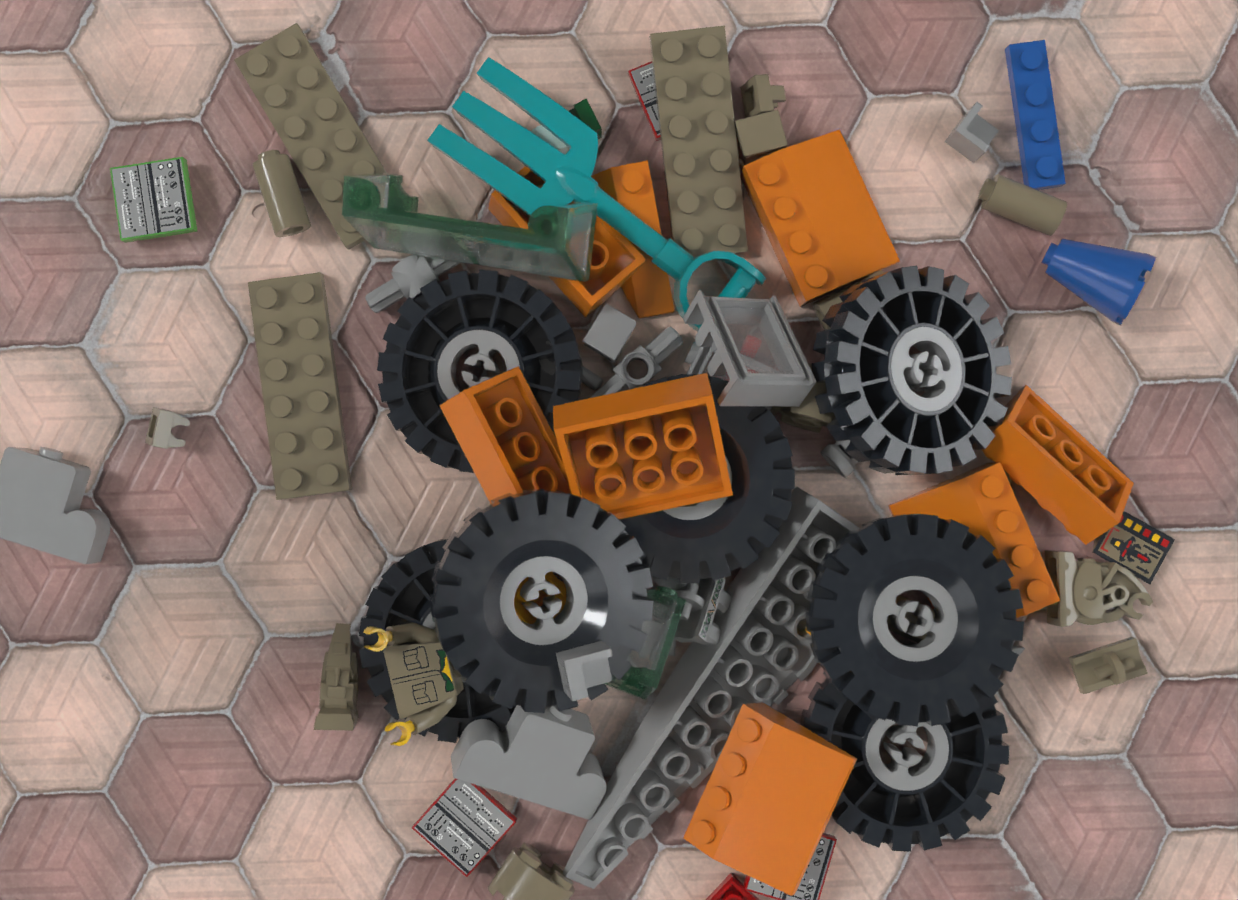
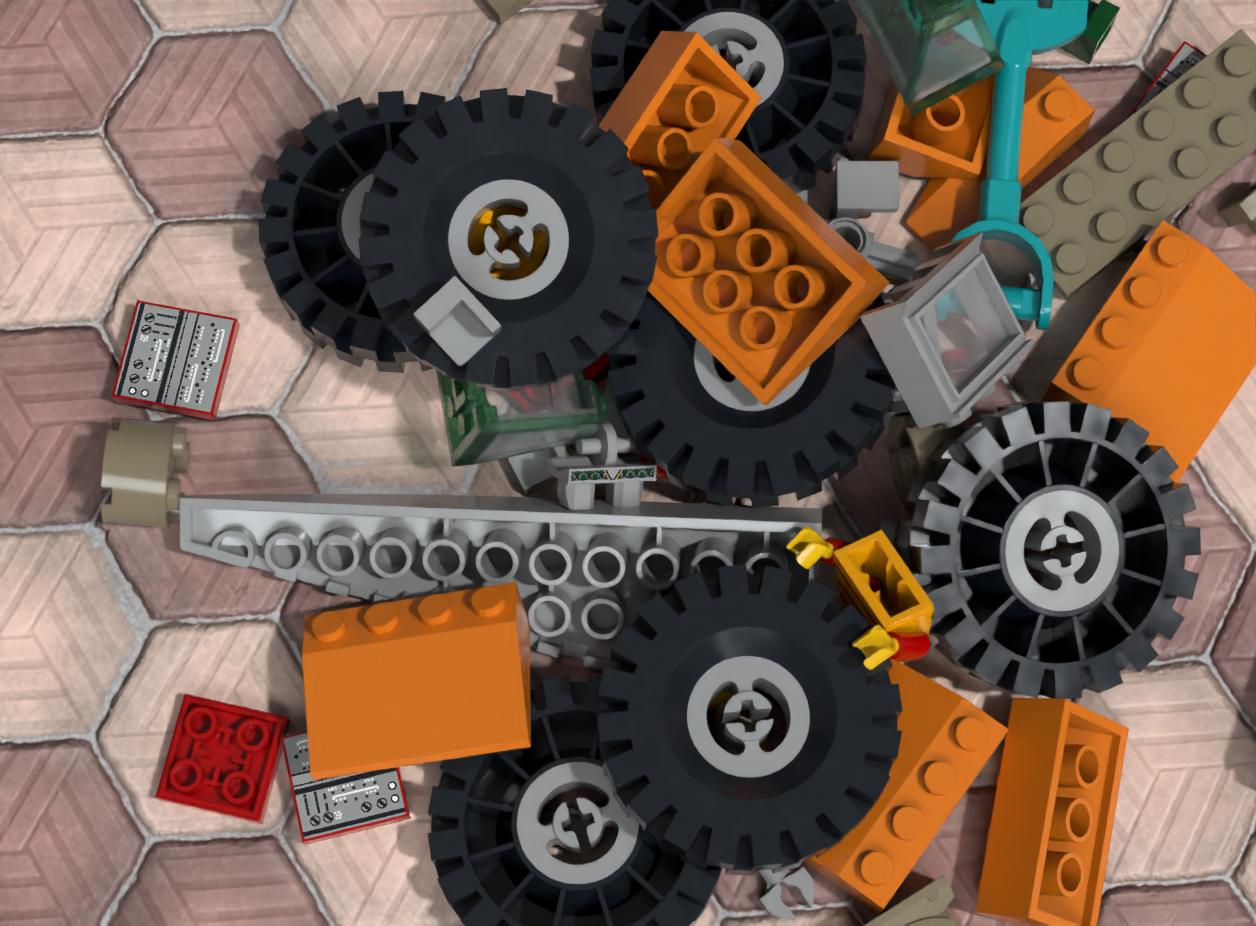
camera: 65 degrees right, 15 degrees down
(339, 684) = (263, 124): dark tan piece -> none
(420, 676) = (325, 189): dark tan torso -> none
(534, 759) = (307, 381): light grey brick -> none
(760, 134) = (1215, 222): dark tan panel -> none
(885, 493) = (879, 588): none -> torso

